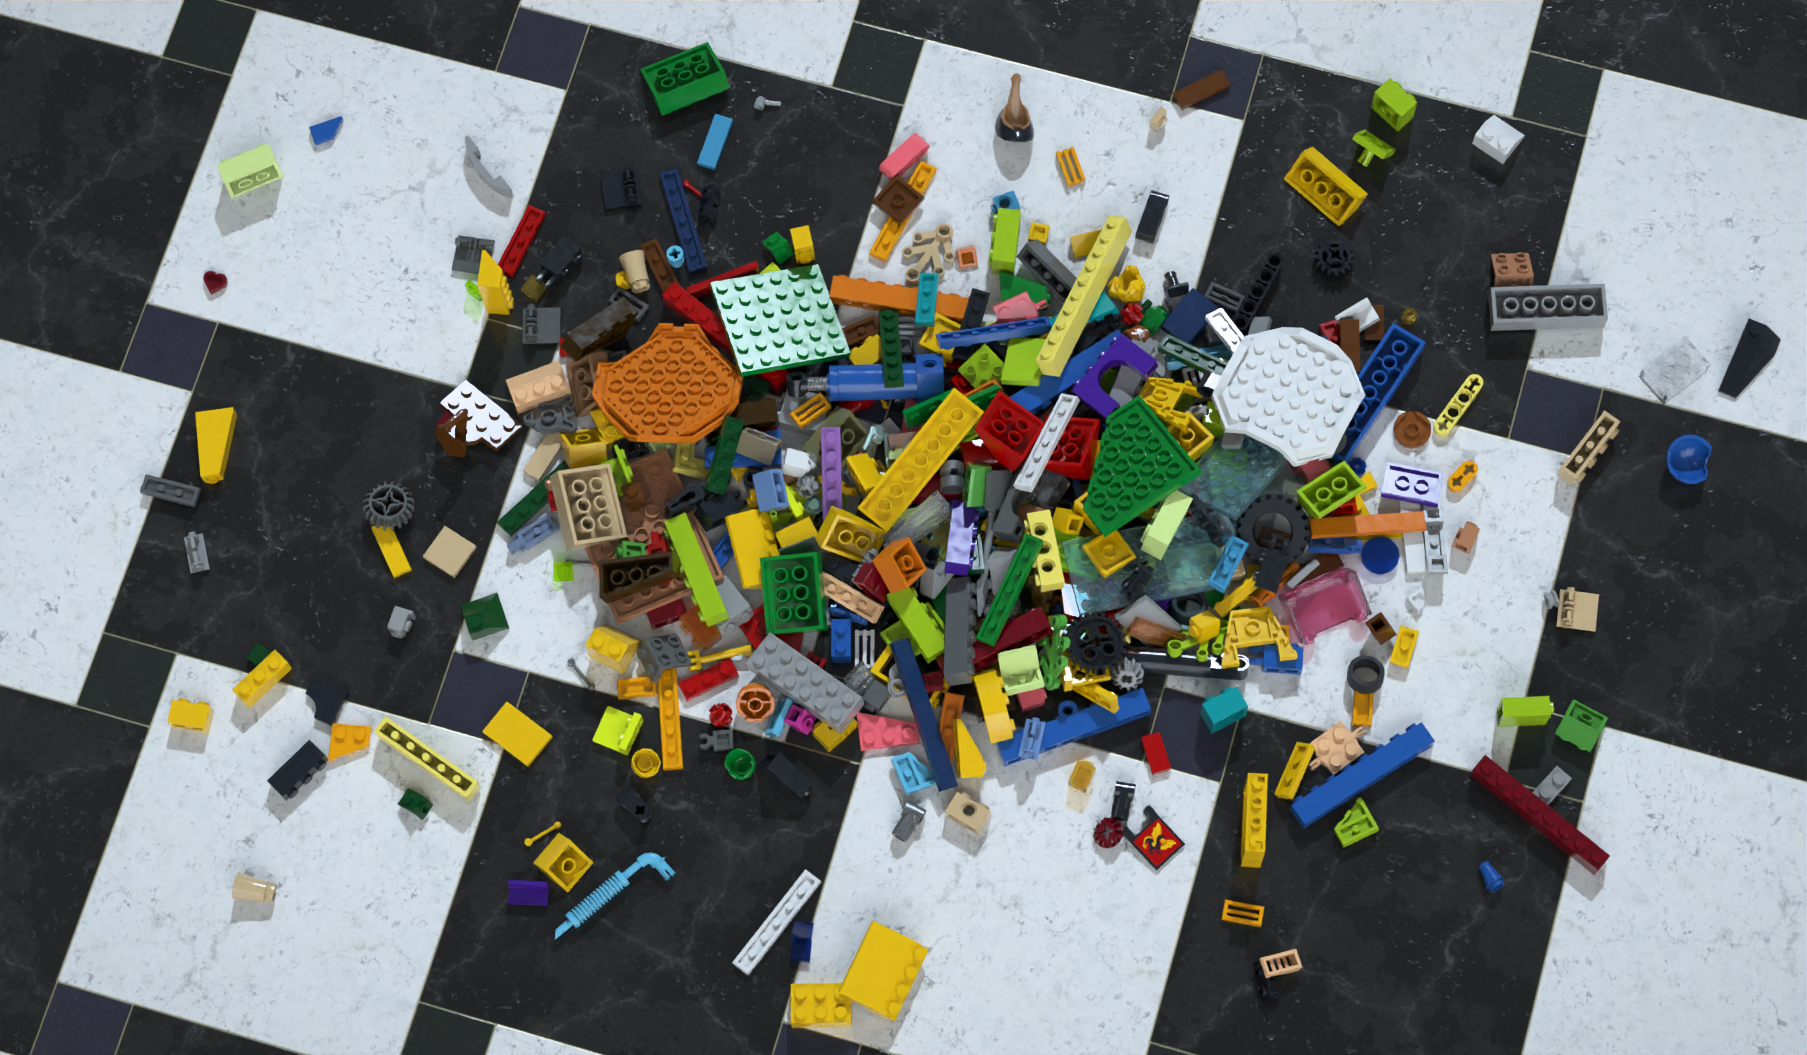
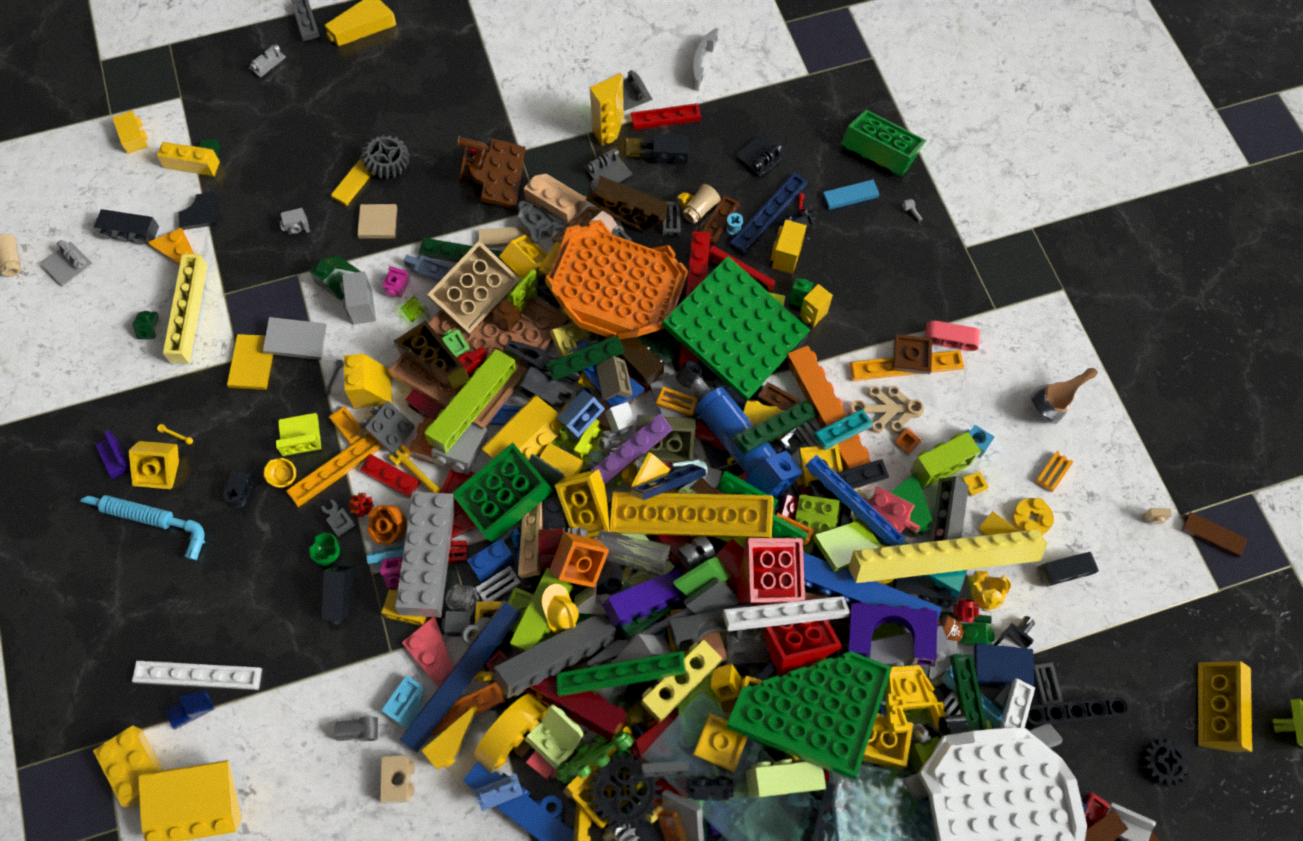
camera: 50 degrees right, 5 degrees down
(297, 843) = (66, 262): none -> light grey hinge
(521, 565) = (395, 282): none -> dark pink brick
(522, 685) = (294, 338): none -> light grey tile
(525, 608) = (358, 298): none -> light grey brick
(732, 228) = (788, 246): none -> yellow brick
(879, 460) = (668, 482): none -> dark blue tile
(927, 605) = (558, 608): none -> yellow piece
(1090, 201) = (1039, 508): none -> yellow plate
(1102, 601) = (663, 769): none -> dark grey tile

